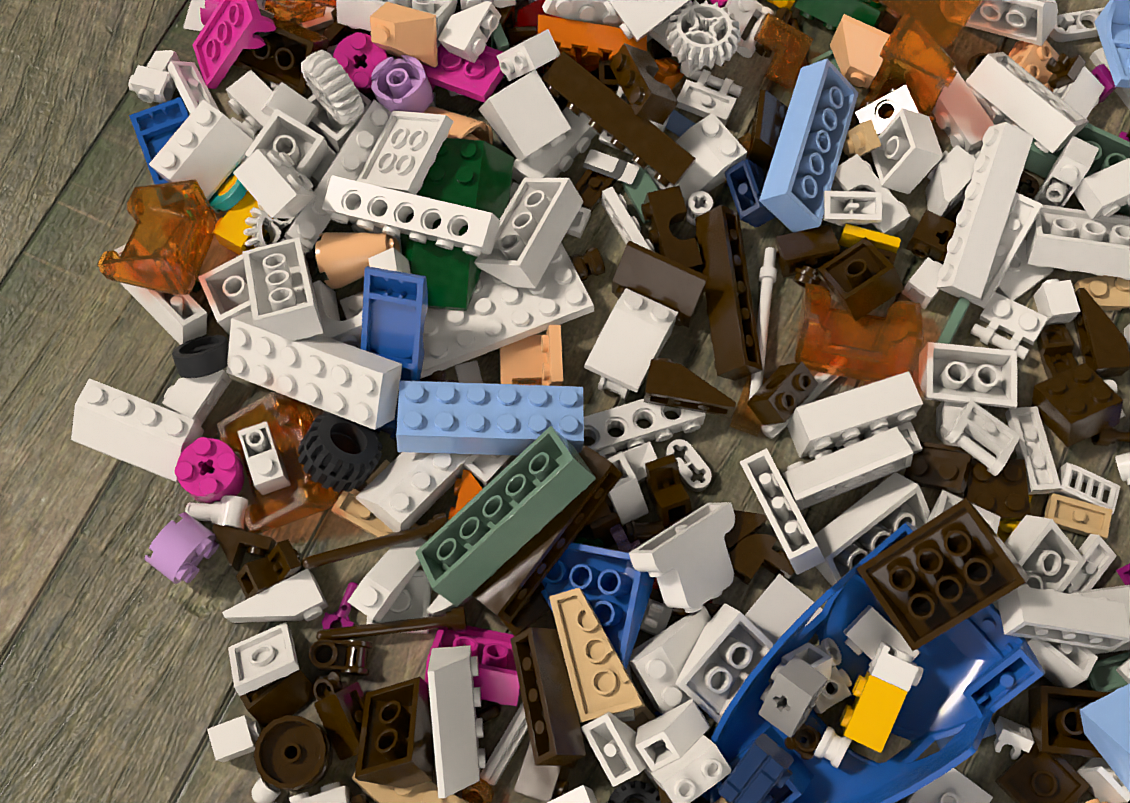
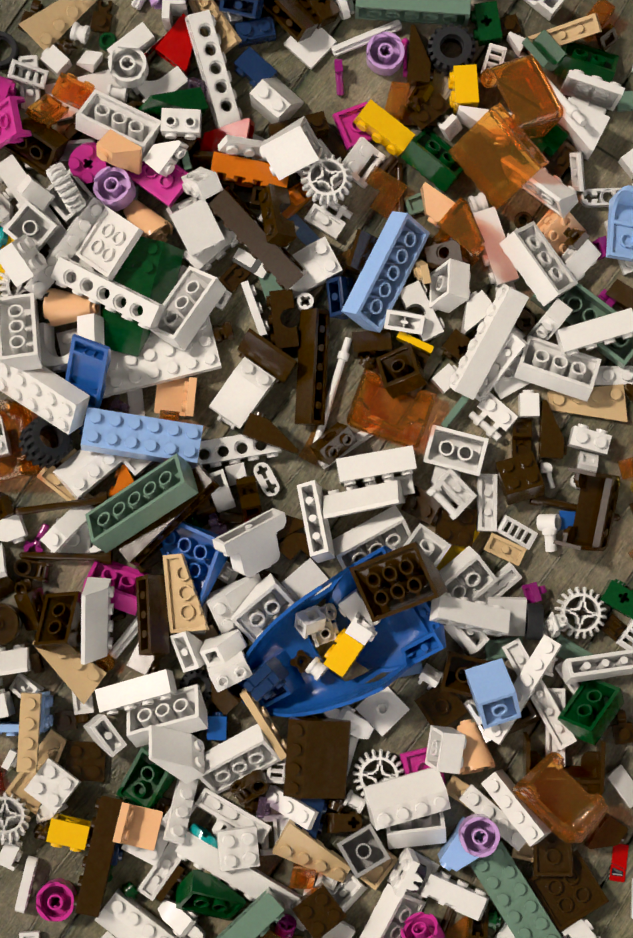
camera: 10 degrees right, 15 degrees up
(791, 695) = (295, 637): light grey brick -> none

